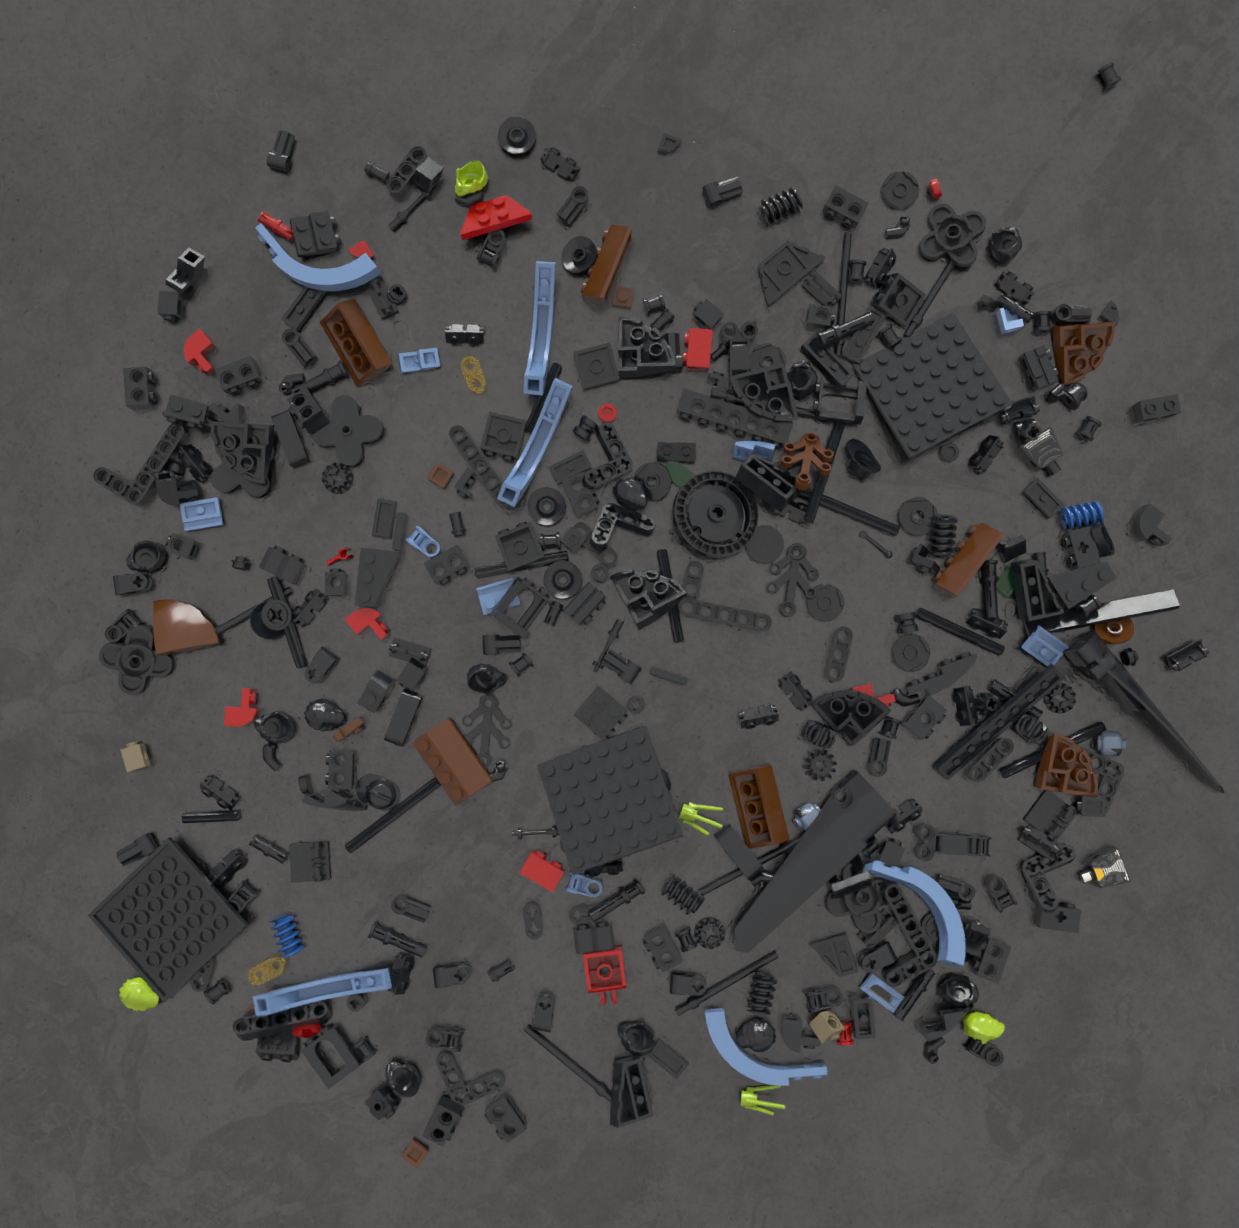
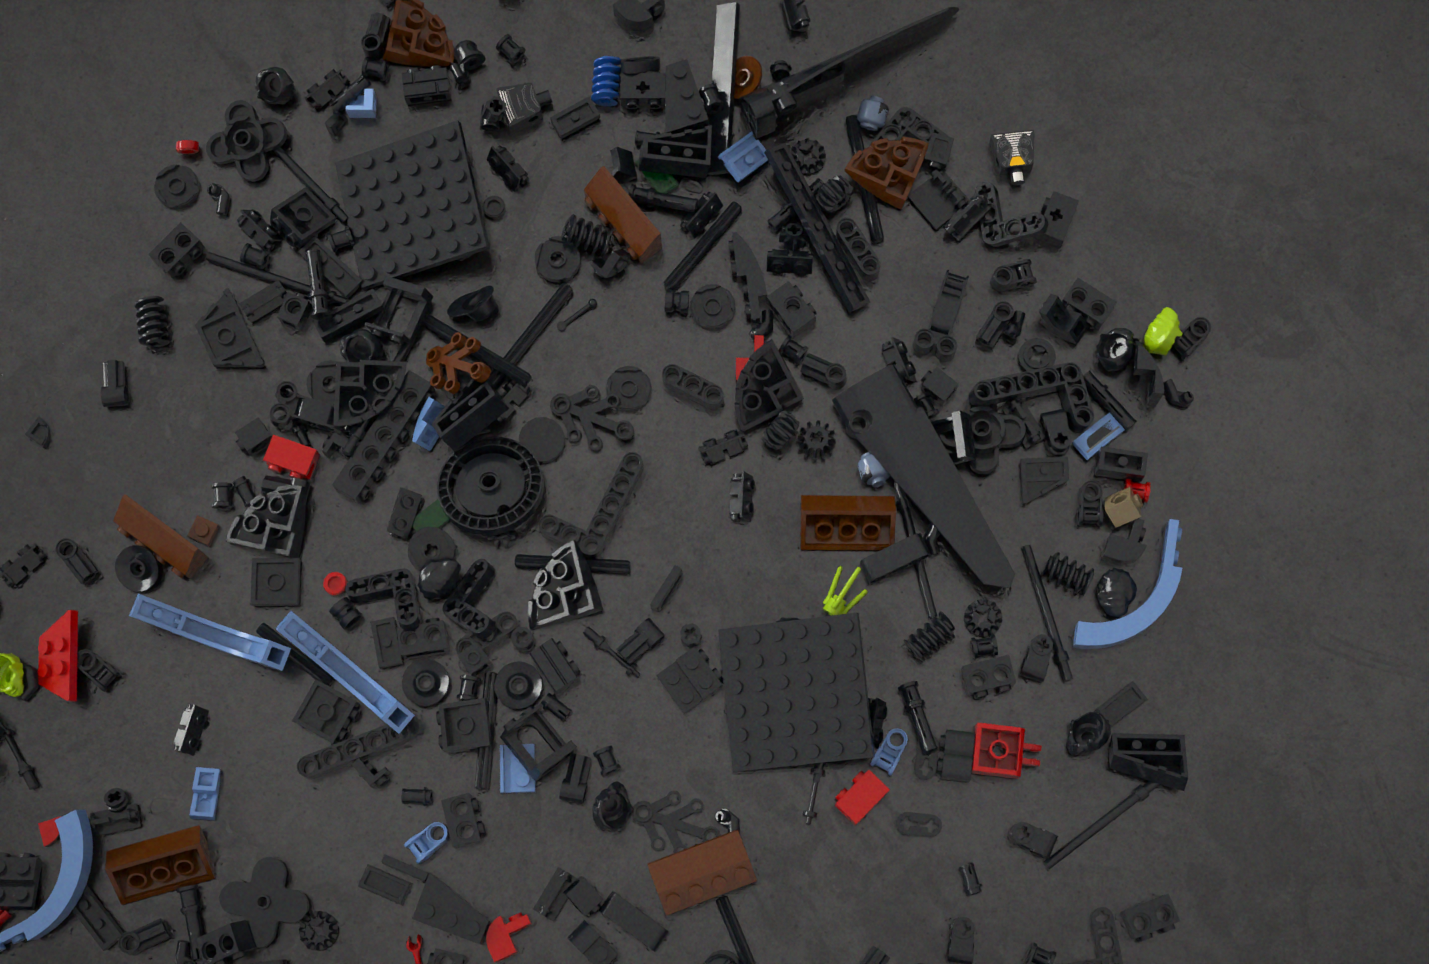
camera: 70 degrees left, 10 degrees down
(440, 475) = (352, 801): reddish brown plate -> none
(474, 374) = (242, 730): clear yellow plate -> none
(750, 1100) = (1189, 619): lime plant -> none
(943, 909) = (1008, 344): medium blue arch -> none
(1022, 407) = (466, 114): black hinge -> none

